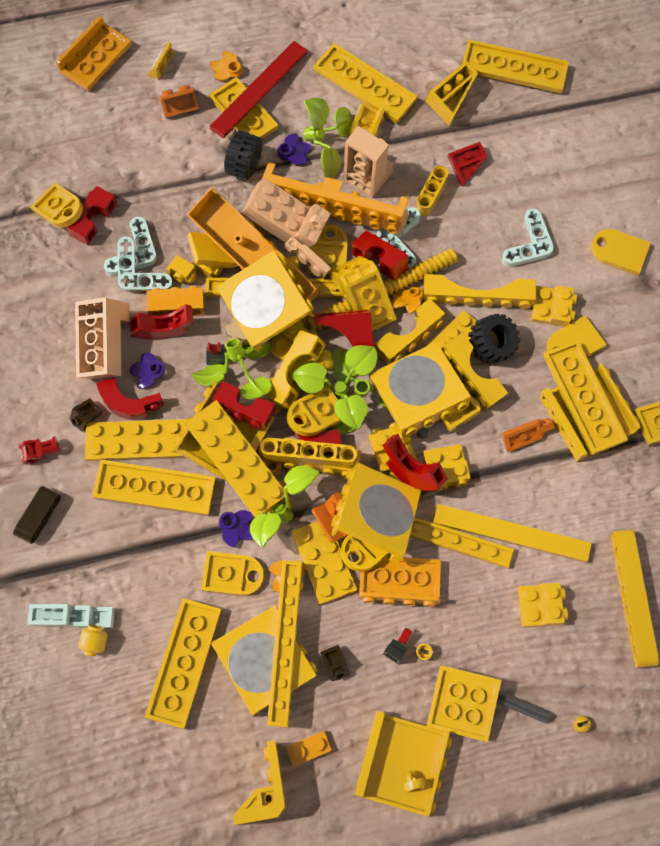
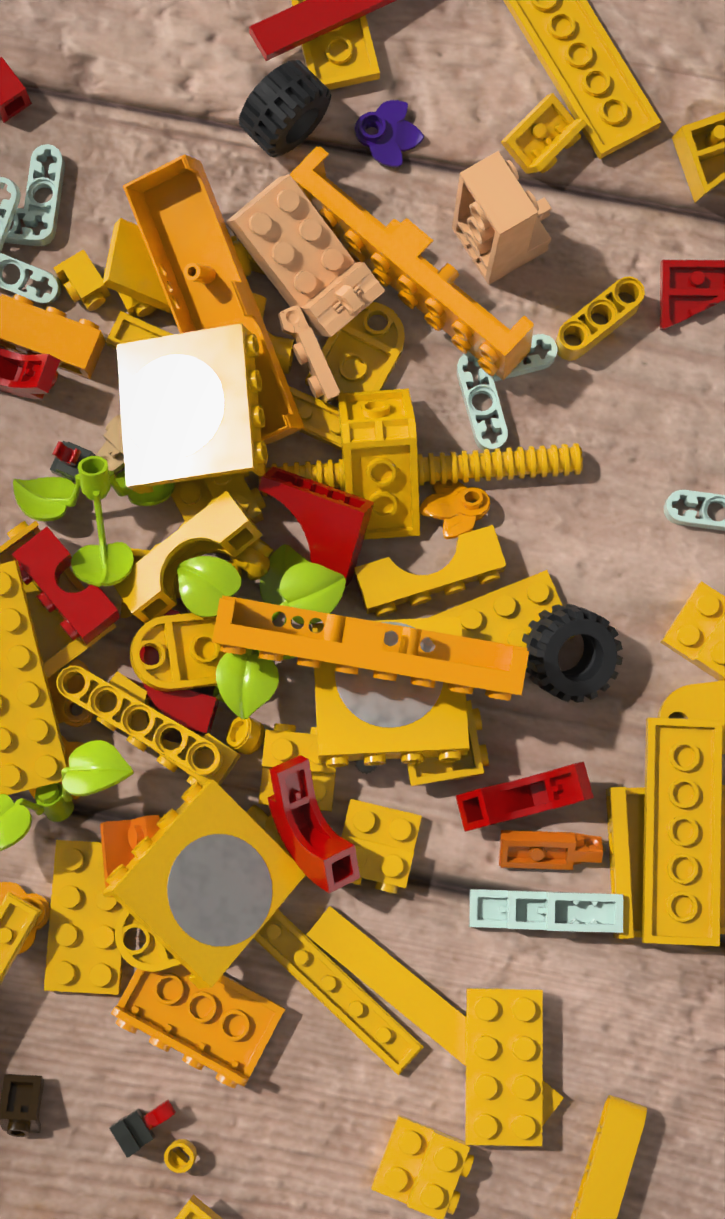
camera: 25 degrees right, 10 degrees up
(318, 113) = (444, 89): lime plant -> none
(359, 441) = (245, 735): none -> yellow tile
(392, 261) = (435, 380): red arch -> none
(404, 368) = (360, 643): none -> light orange piece
(441, 290) = (659, 581): yellow arch -> none
(458, 354) = (515, 744): yellow arch -> none
(506, 412) = (524, 796): none -> red arch
(540, 460) = (546, 910): none -> light aqua slope
(556, 539) = (504, 1067): none -> yellow plate

